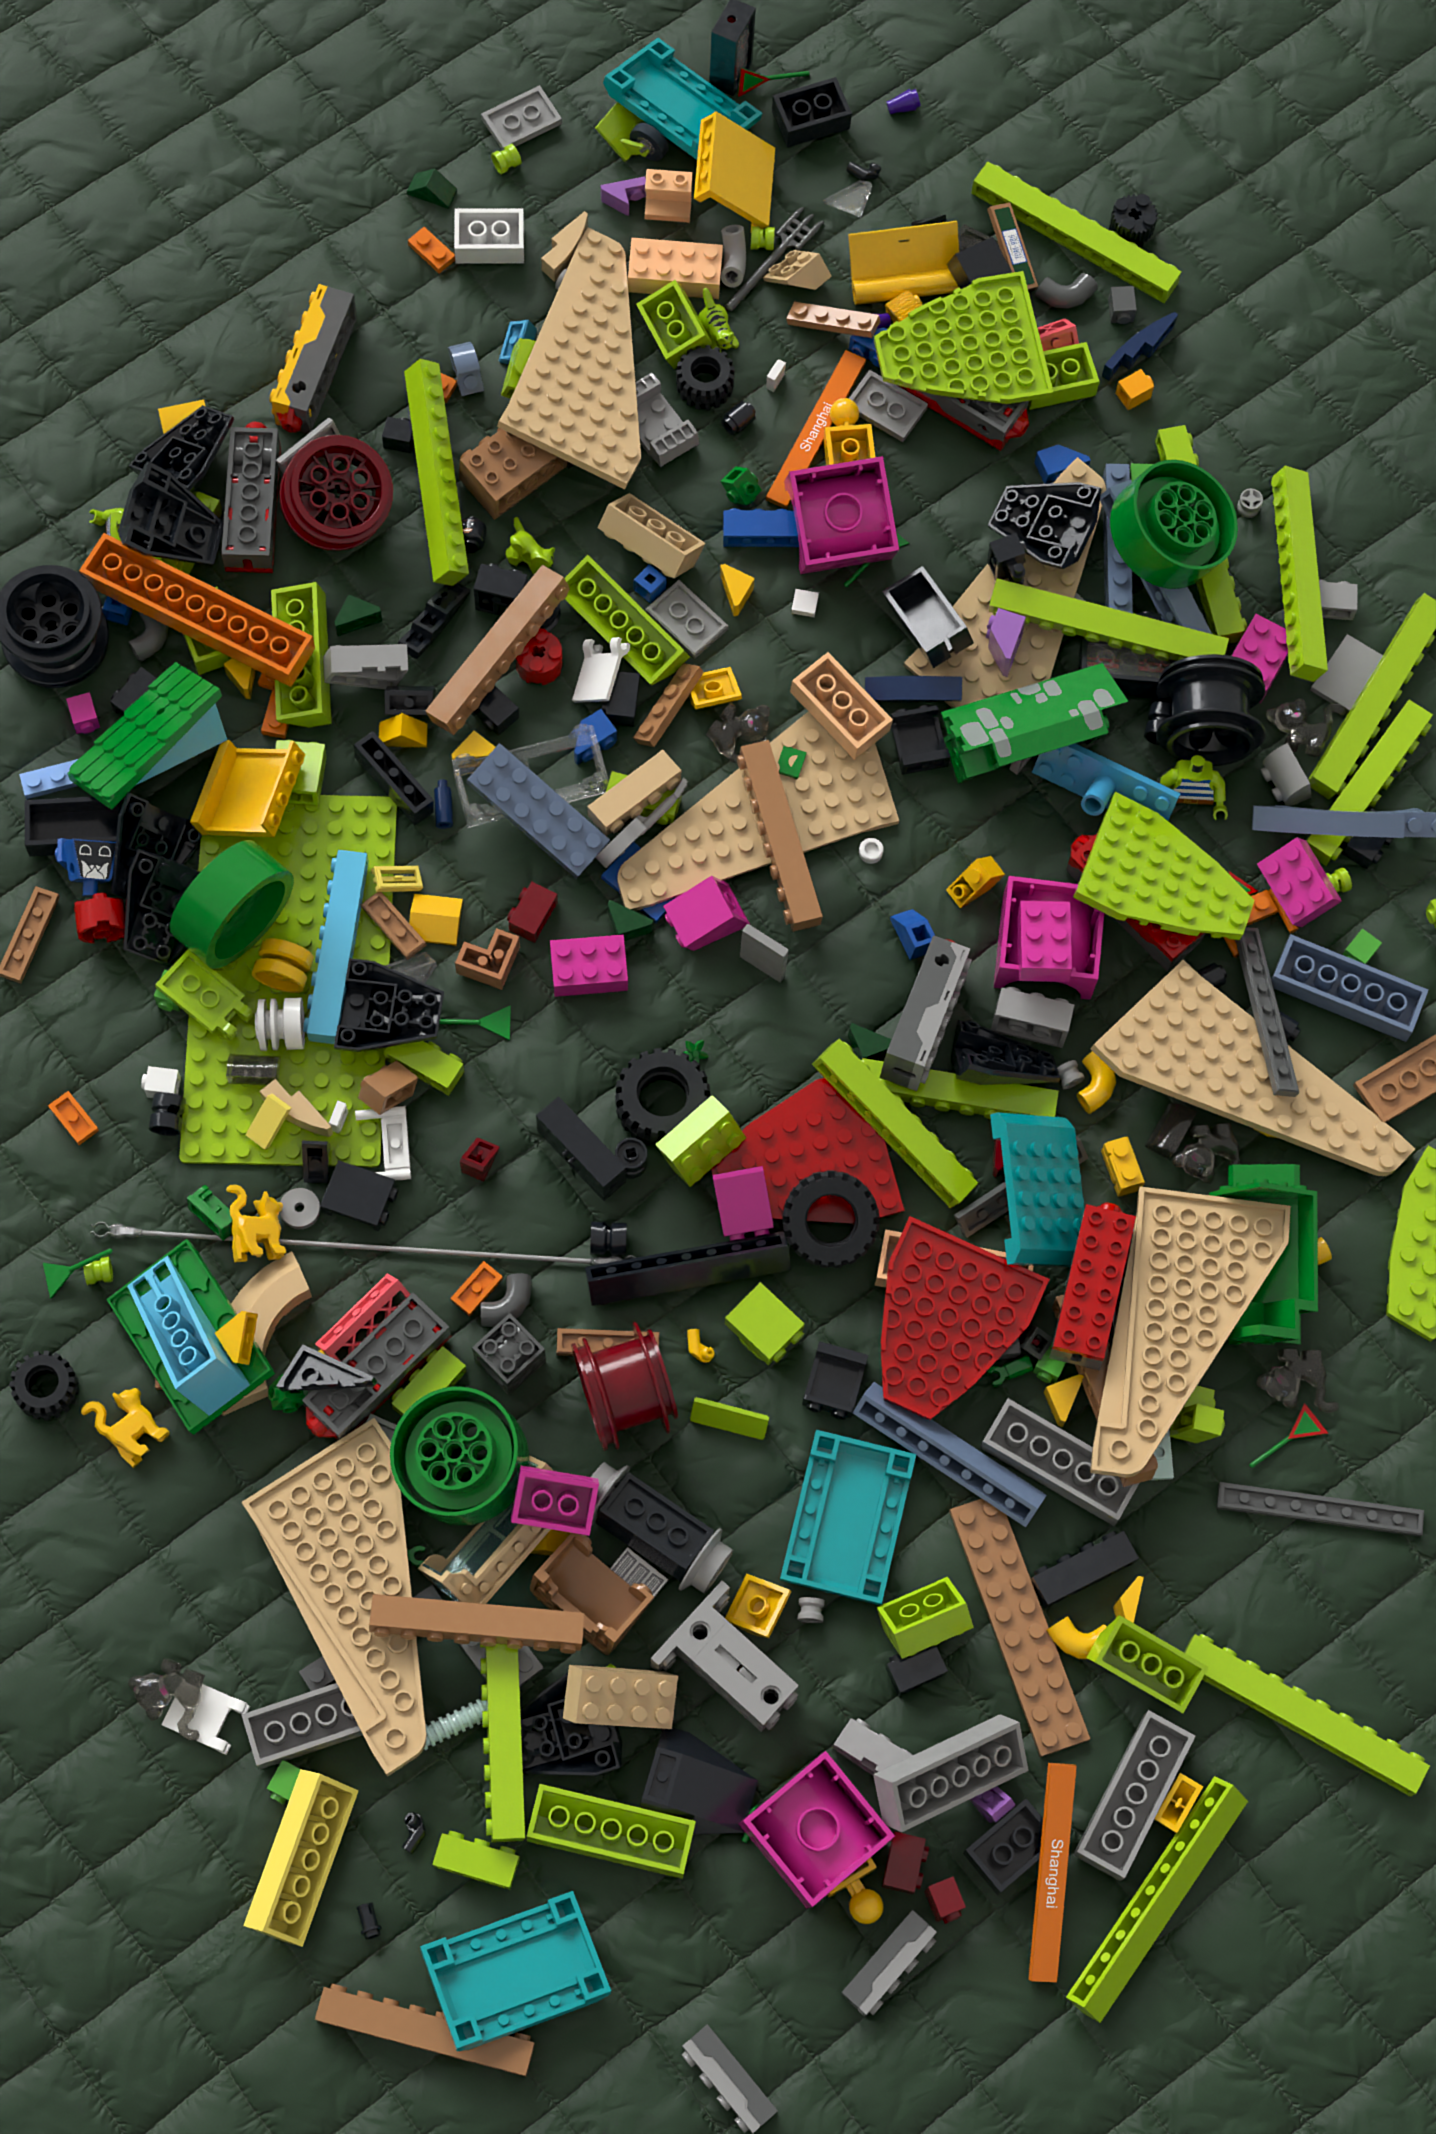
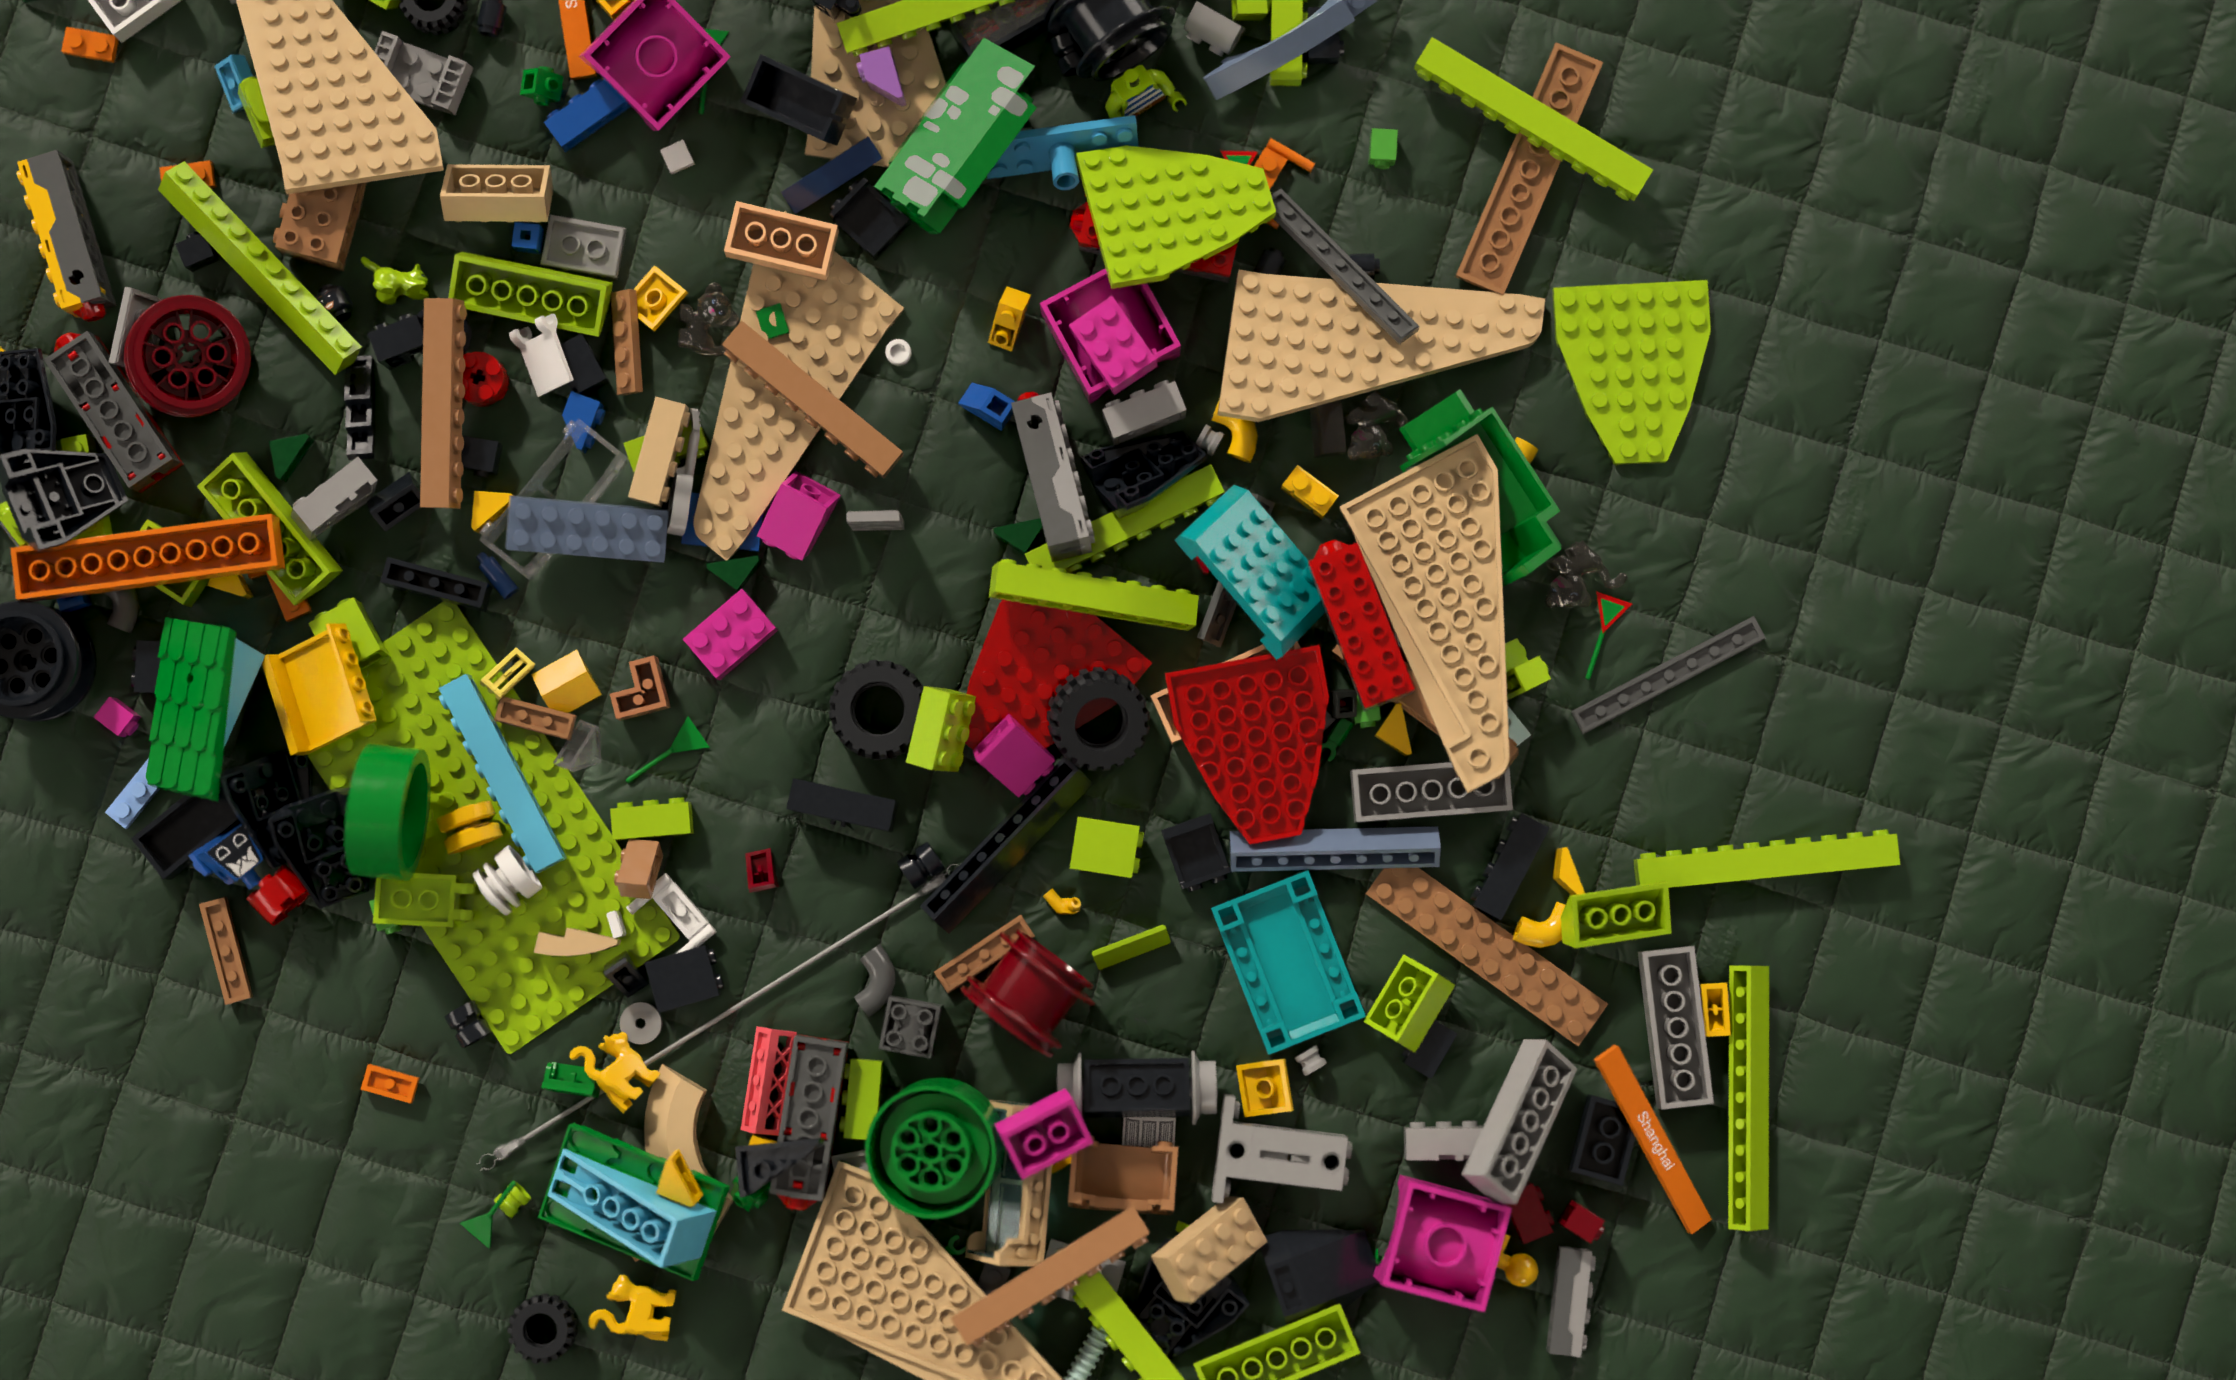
camera: 30 degrees left, 15 degrees up
(160, 1080) = (442, 1000): white brick -> none
(252, 1069) = (511, 932): clear smoke brick -> none
(268, 1121) = (560, 972): light yellow tile -> none
(386, 1008) = (587, 803): black wedge -> none
(403, 731) = (412, 533): yellow slope -> none
(466, 367) = (209, 143): sand blue brick -> none
(476, 1288) = (841, 986): orange plate -> none
(532, 911) = (646, 619): dark red brick -> none
(633, 1156) = (890, 781): black wheel -> none
(695, 1051) = (876, 647): green plant -> none
(737, 587) = (608, 186): yellow slope -> none
(993, 1804) = (1570, 1115): medium lavender slope -> none
(1299, 882) = (1290, 123): dark pink brick -> none
(1340, 880) = (1320, 98): lime wheel -> none
(1348, 988) = (1395, 191): sand blue brick -> none

